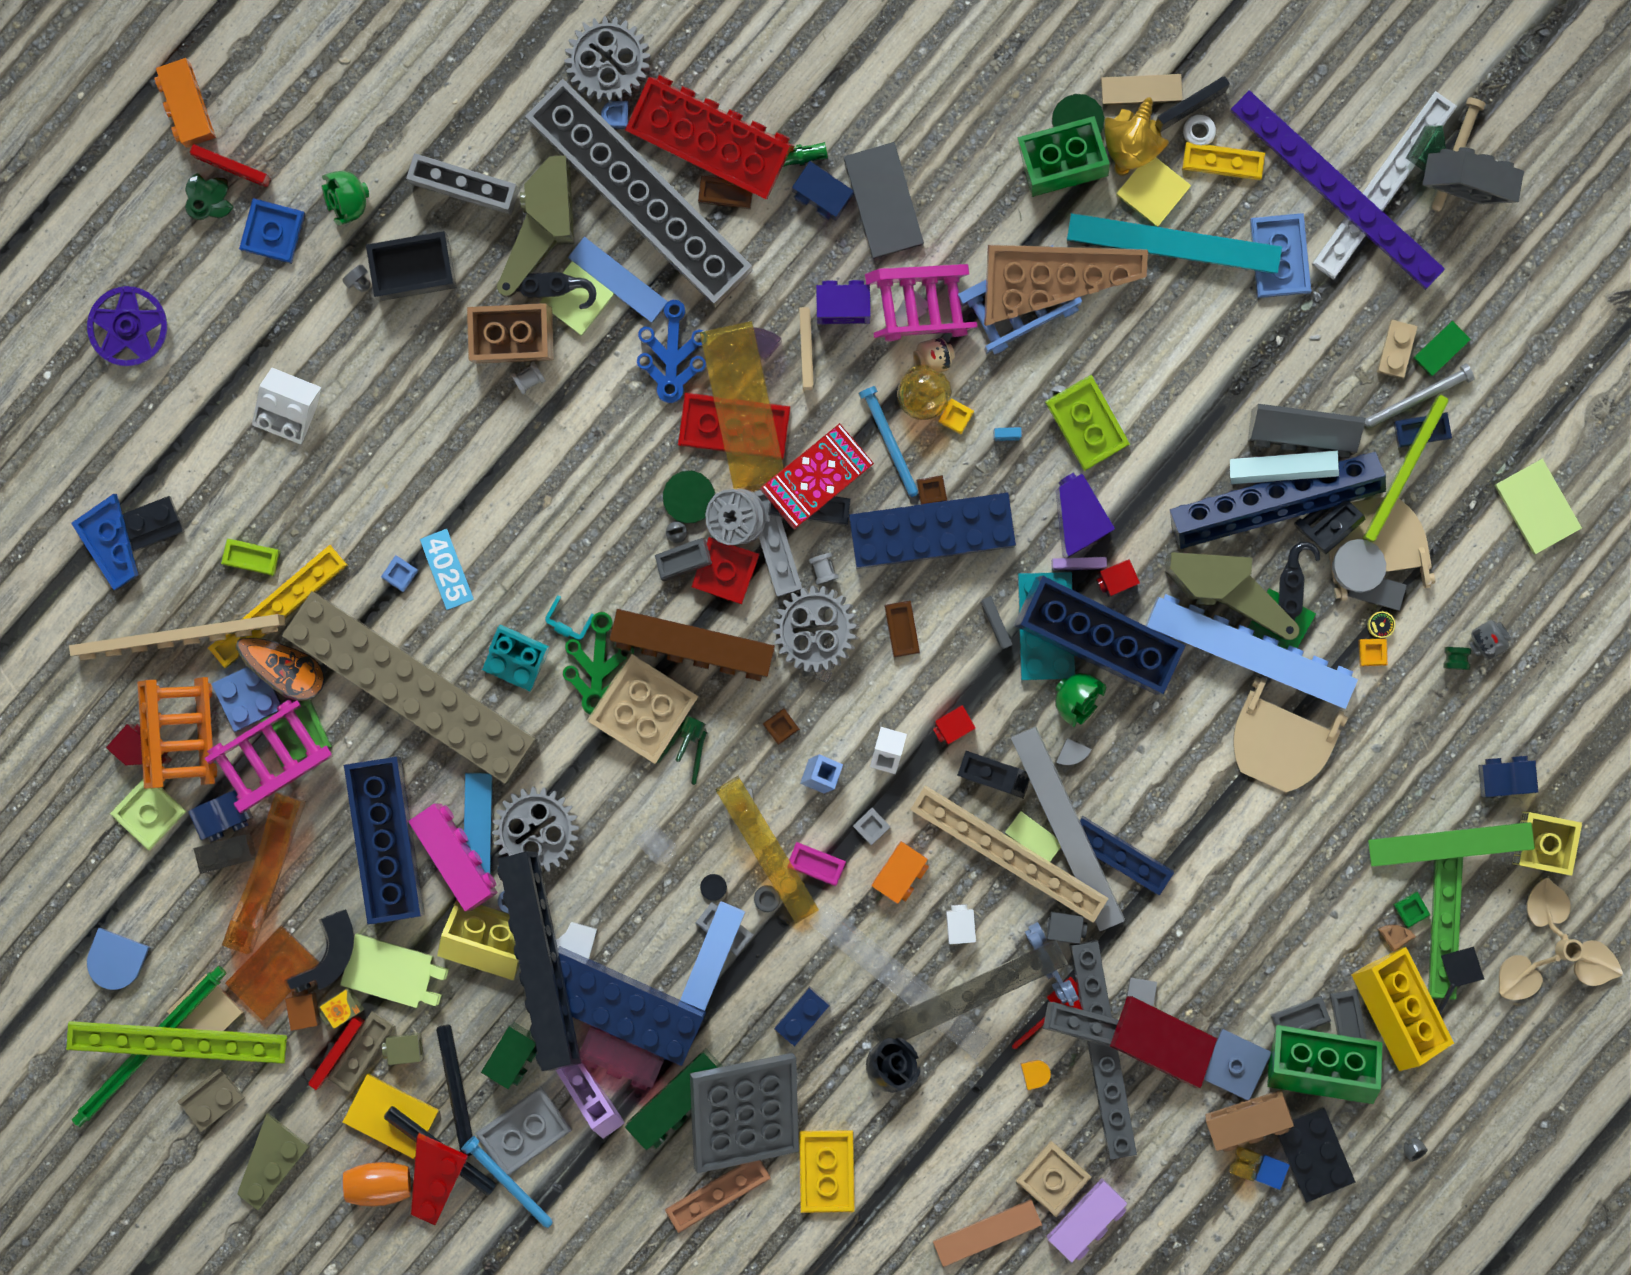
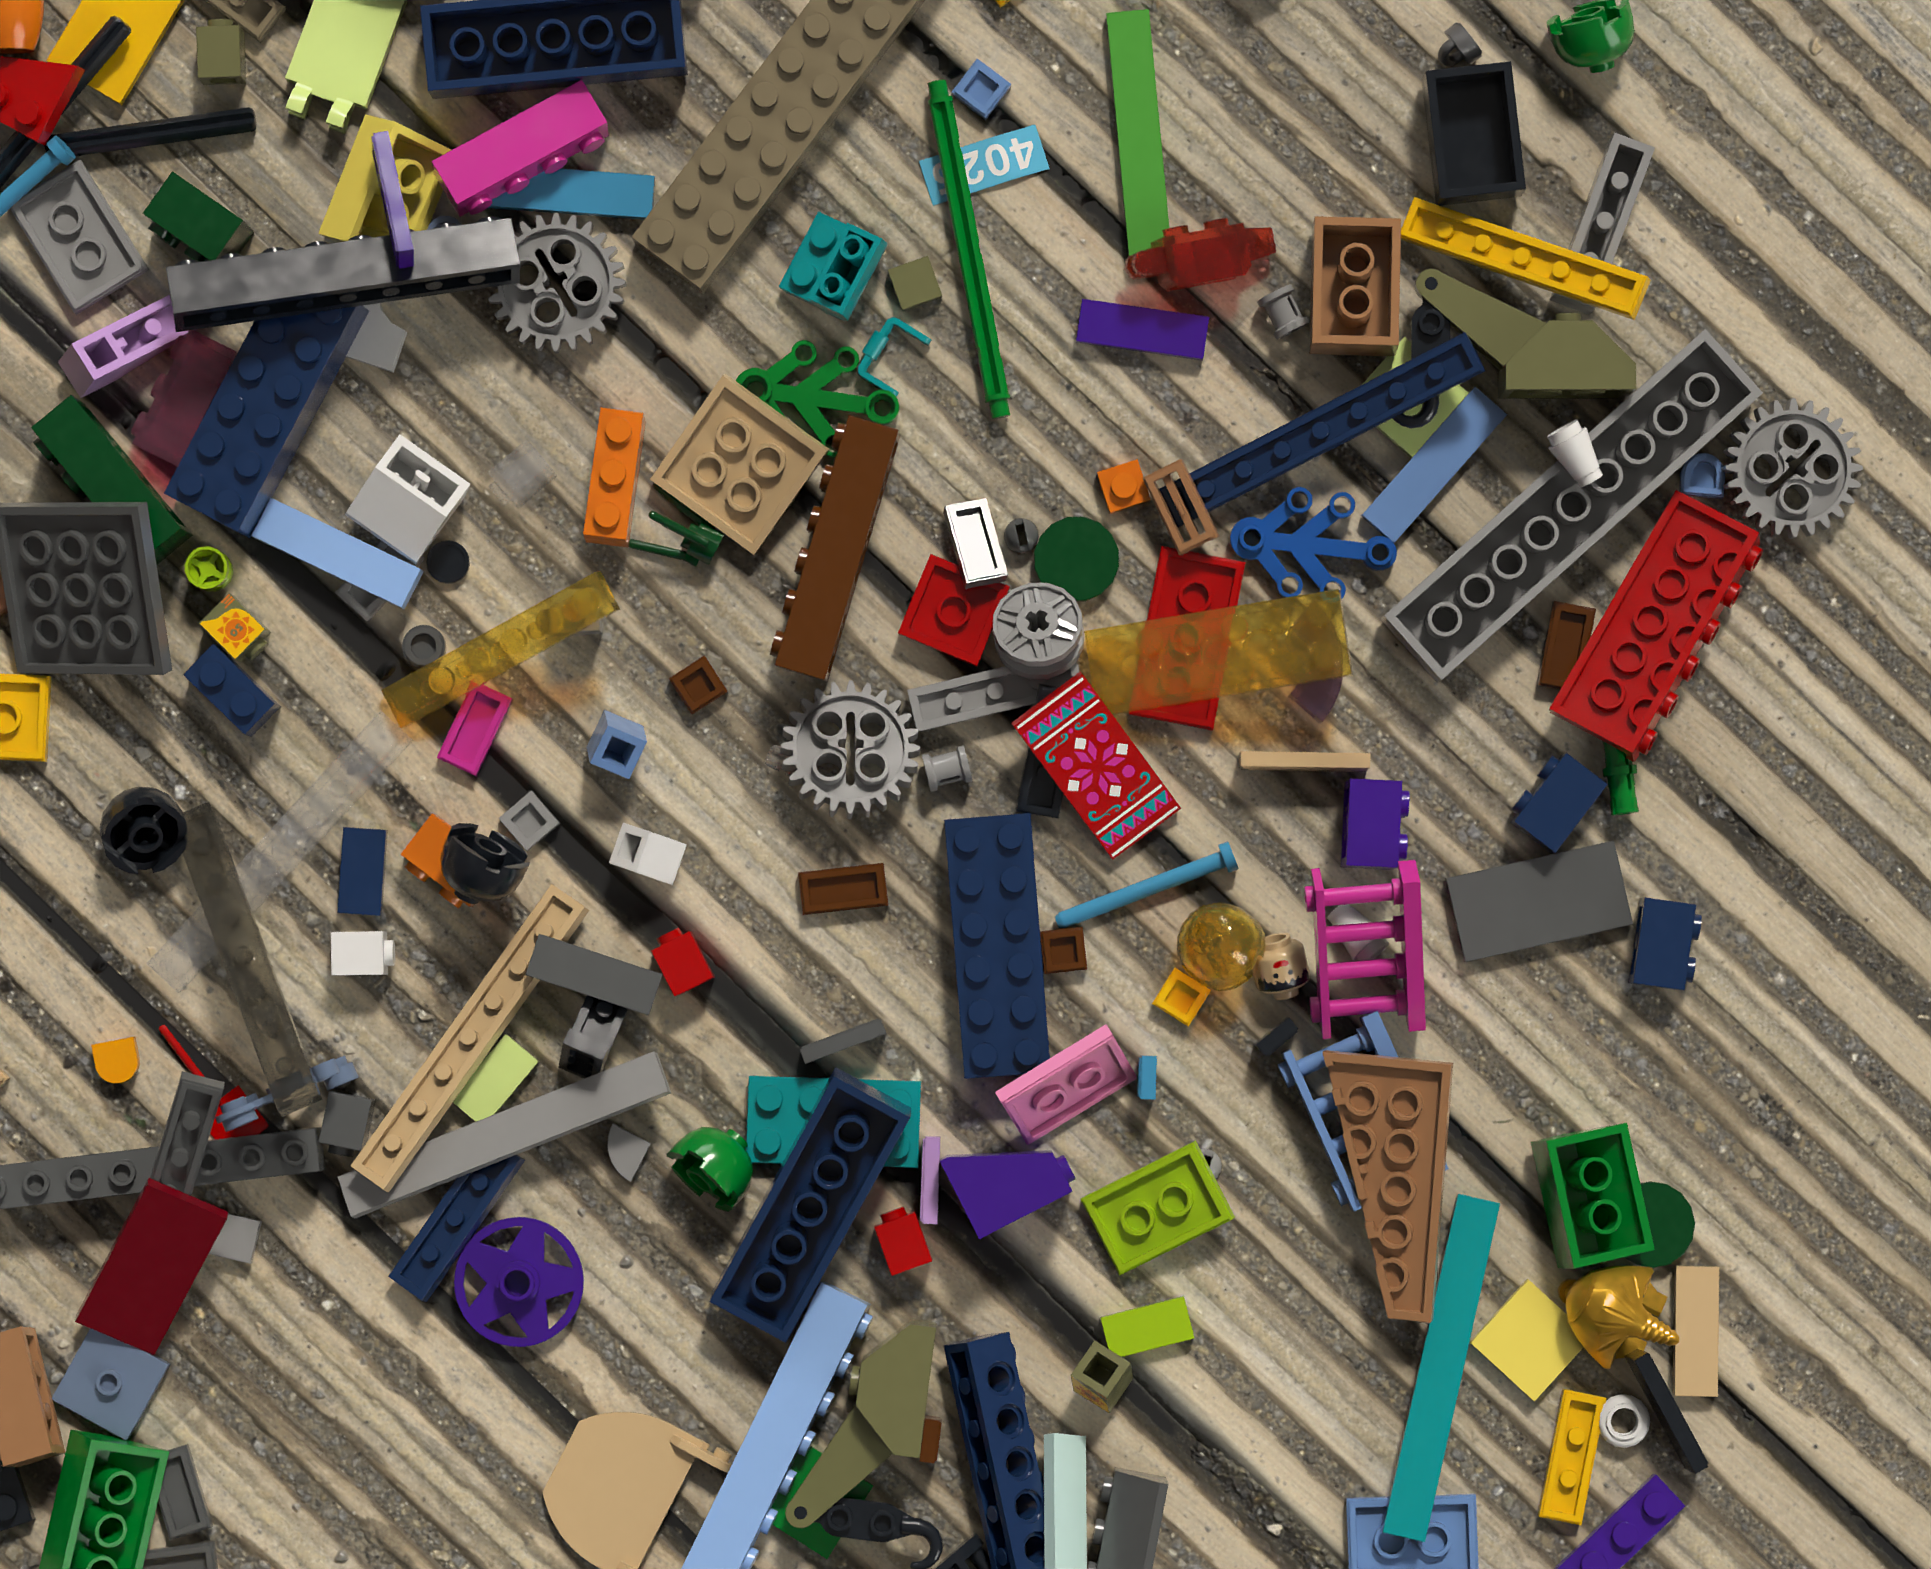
camera: 85 degrees right, 0 degrees up
(425, 473) = (1137, 127): none -> bright green tile
(487, 229) = (1524, 258): none -> yellow tile
(491, 932) = (392, 200): none -> tile
(497, 430) = (1202, 256): none -> clear red hinge
(499, 575) = (968, 249): none -> green piece
(523, 607) = (915, 283): none -> olive tile
(544, 464) = (1142, 329): none -> dark purple tile
(600, 348) = (1330, 425): none -> dark blue tile
(606, 190) = (1575, 452): none -> white cone
(642, 470) = (1123, 486): none -> orange plate
(655, 785) = (614, 477): none -> orange brick
(673, 422) = (1196, 539): none -> medium nougat tile
(676, 913) = (408, 499): none -> white slope
(727, 1035) = (202, 564): none -> lime wheel
(763, 1016) = (236, 629): none -> brick
(903, 851) = (481, 865): none -> black cylinder
(905, 122) = (1664, 944): none -> dark blue brick
(909, 928) = (362, 871): none -> dark blue tile
(965, 778) = (593, 974): none -> dark grey tile
(977, 355) = (1276, 1037): none -> black tile
(1015, 482) = (1066, 1084): none -> bright pink tile
(1157, 814) = (519, 1281): none -> dark purple wheel
(1161, 425) = (1147, 1327): none -> lime tile
(1193, 450) = (1101, 1376): none -> olive brick
(1239, 552) = (930, 1439): none -> reddish brown tile

